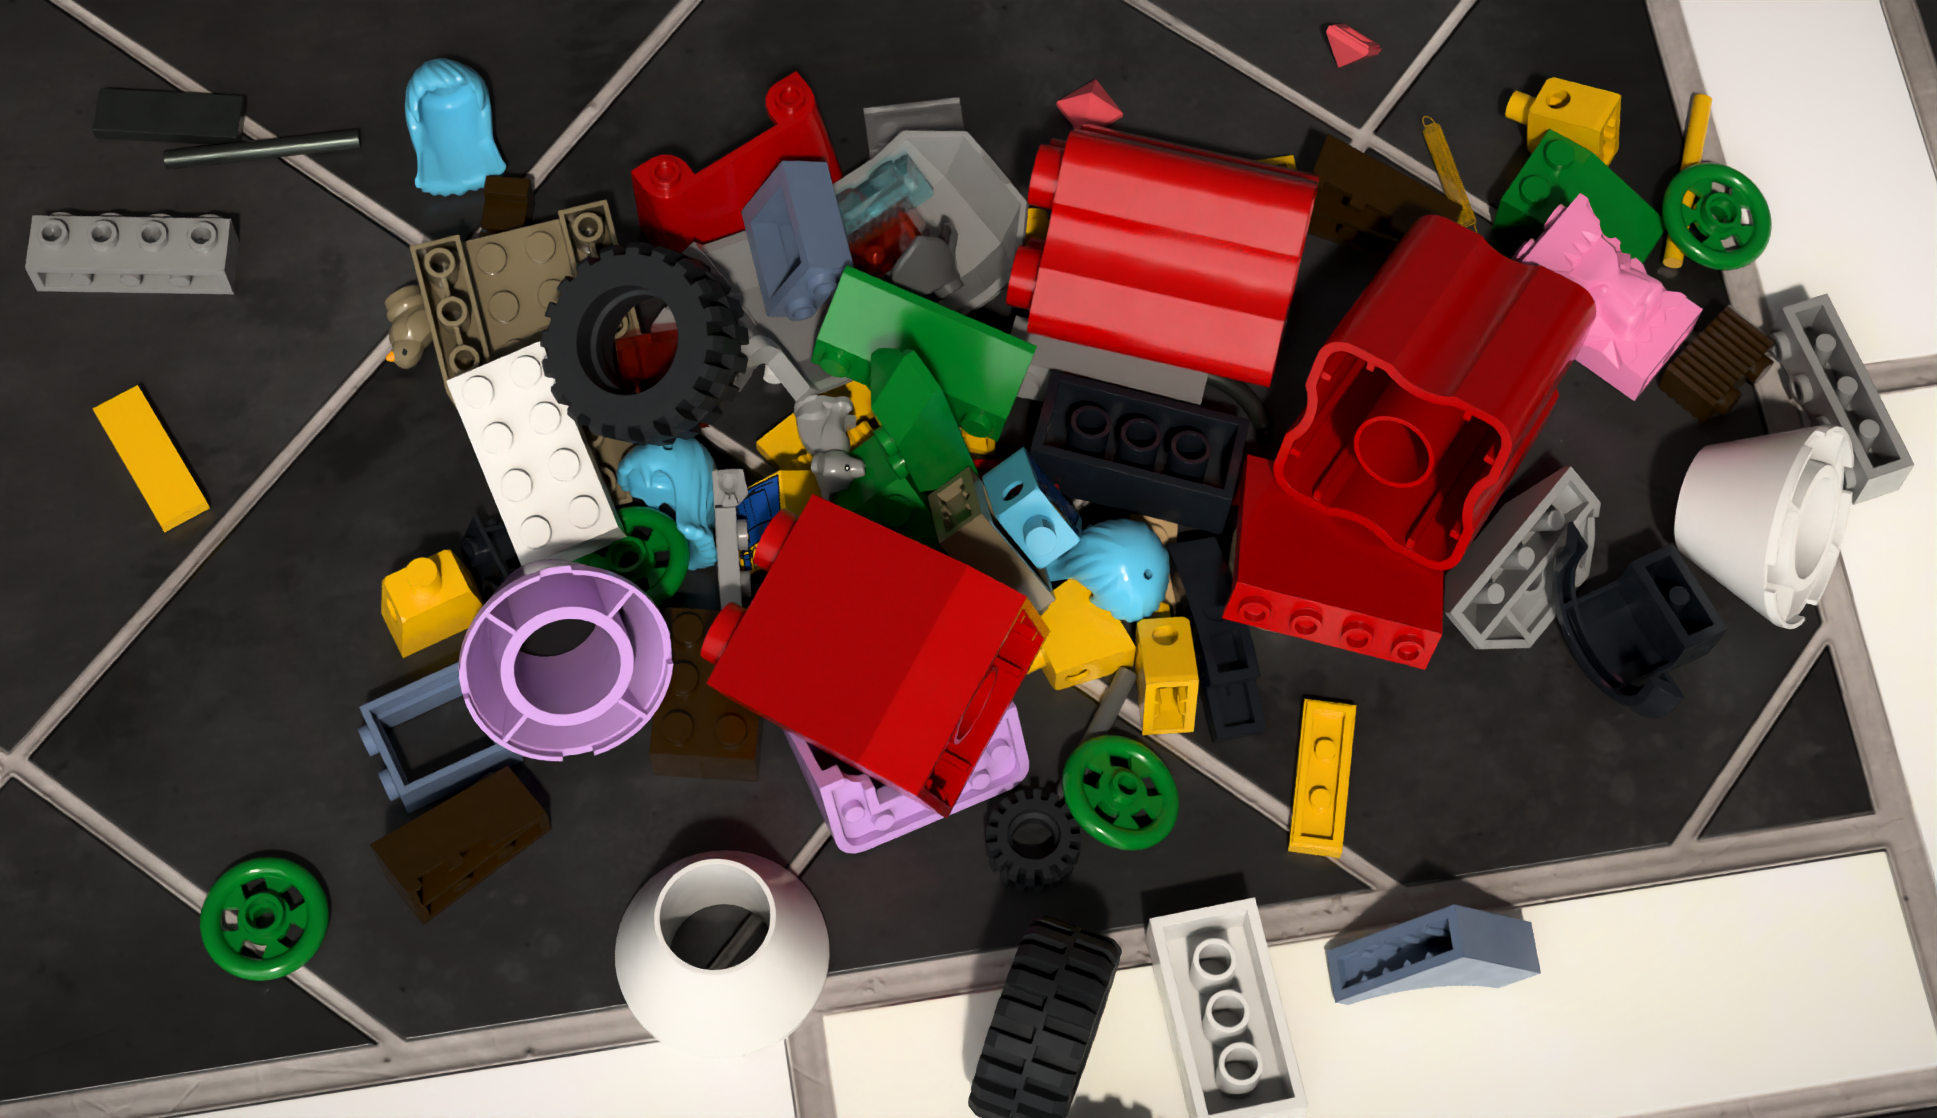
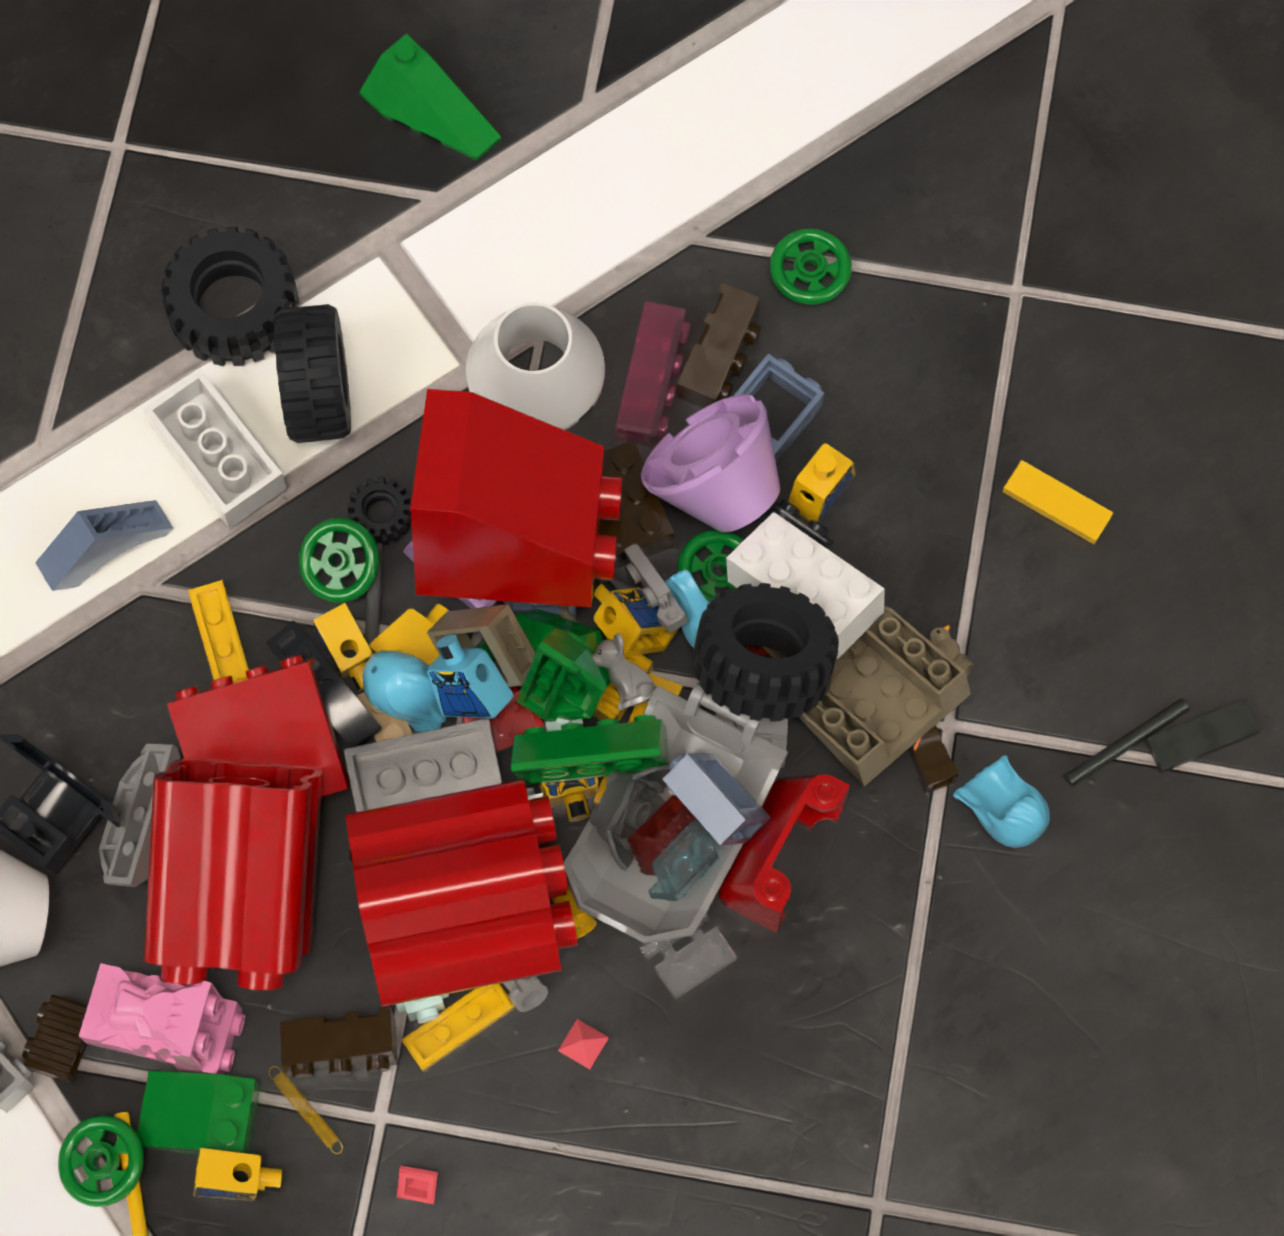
camera: 155 degrees right, 5 degrees up
(132, 254) = (1157, 622): light grey brick -> none
(570, 859) = (650, 375): none -> clear pink brick

